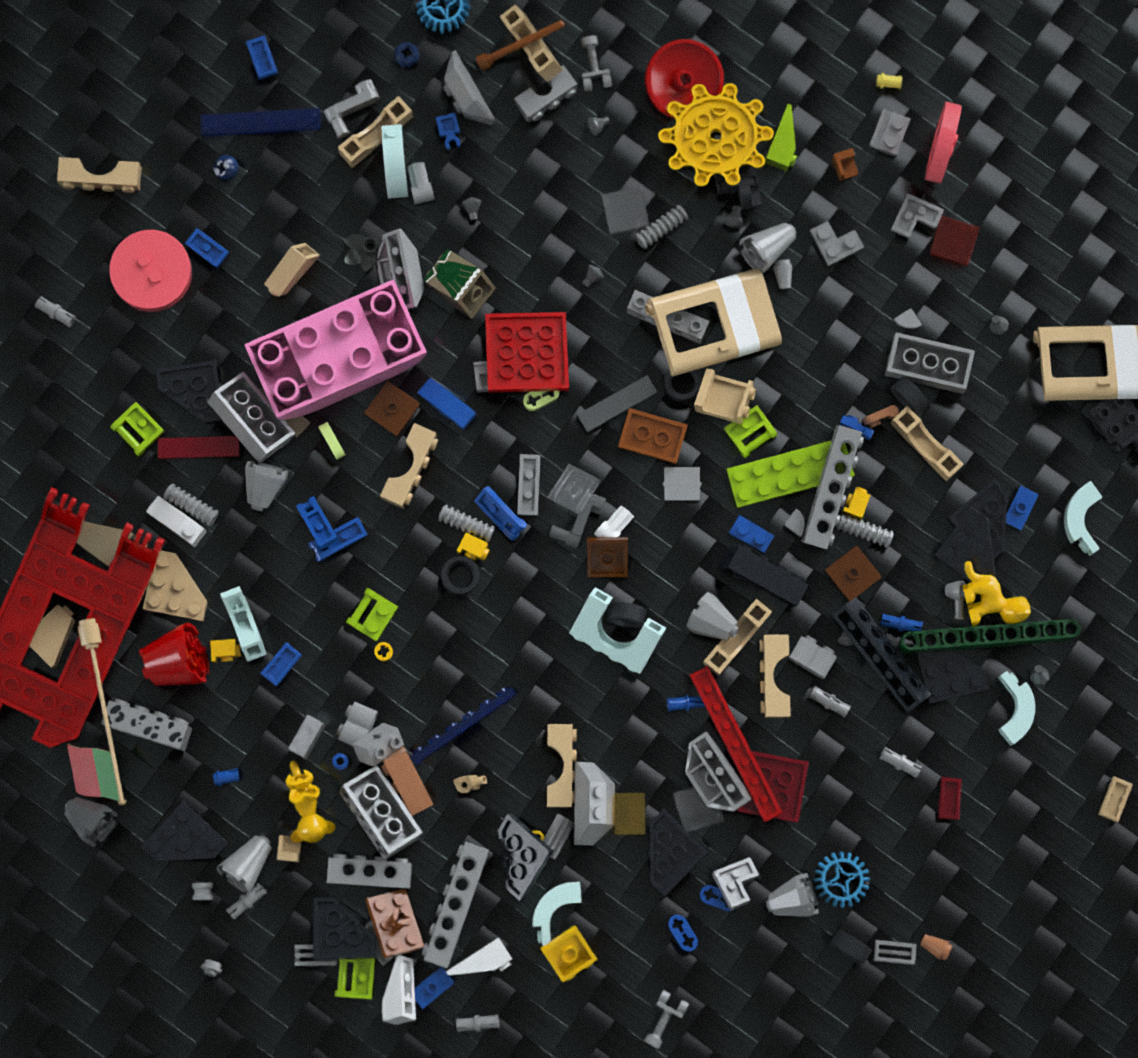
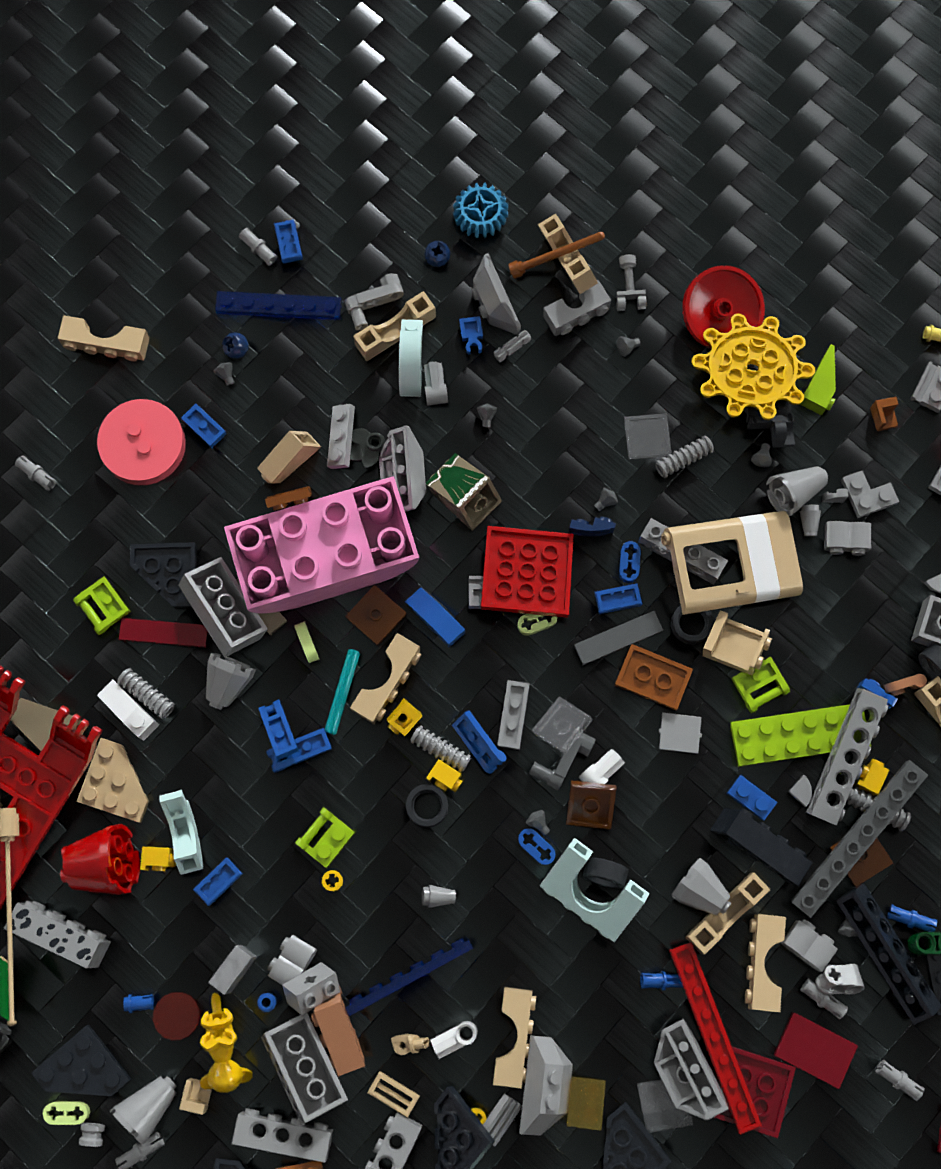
camera: 10 degrees right, 5 degrees down
(175, 872) = (66, 1119): none -> yellowish green beam
(219, 193) = (224, 371): none -> dark grey rock
(233, 66) = (258, 246): none -> light grey pin
(261, 784) = (176, 1016): none -> clear red tile
(307, 306) = (280, 500): none -> dark orange plate
(337, 244) = (340, 436): none -> light grey plate
(370, 482) = (342, 692): none -> teal axle
(437, 498) = (412, 717): none -> yellow brick
(477, 834) = (410, 1104): none -> tan tile
(478, 654) = (437, 896): none -> light grey cone
(488, 137) = (512, 346): none -> light grey axle
(506, 774) = (452, 1040): none -> white piece
(561, 577) = (537, 821): none -> dark grey rock
(566, 596) = (531, 850): none -> blue beam
(589, 303) = (600, 527): none -> dark blue slope
(613, 367) = (618, 598): none -> blue plate
(625, 331) = (635, 562): none -> blue beam
(807, 248) = (838, 497): none -> light grey tile
(818, 286) = (848, 537): none -> light grey brick
(826, 746) = (815, 1050): none -> dark red tile
(841, 683) = (840, 980): none -> light grey piece
(847, 558) = (859, 838): none -> dark grey brick

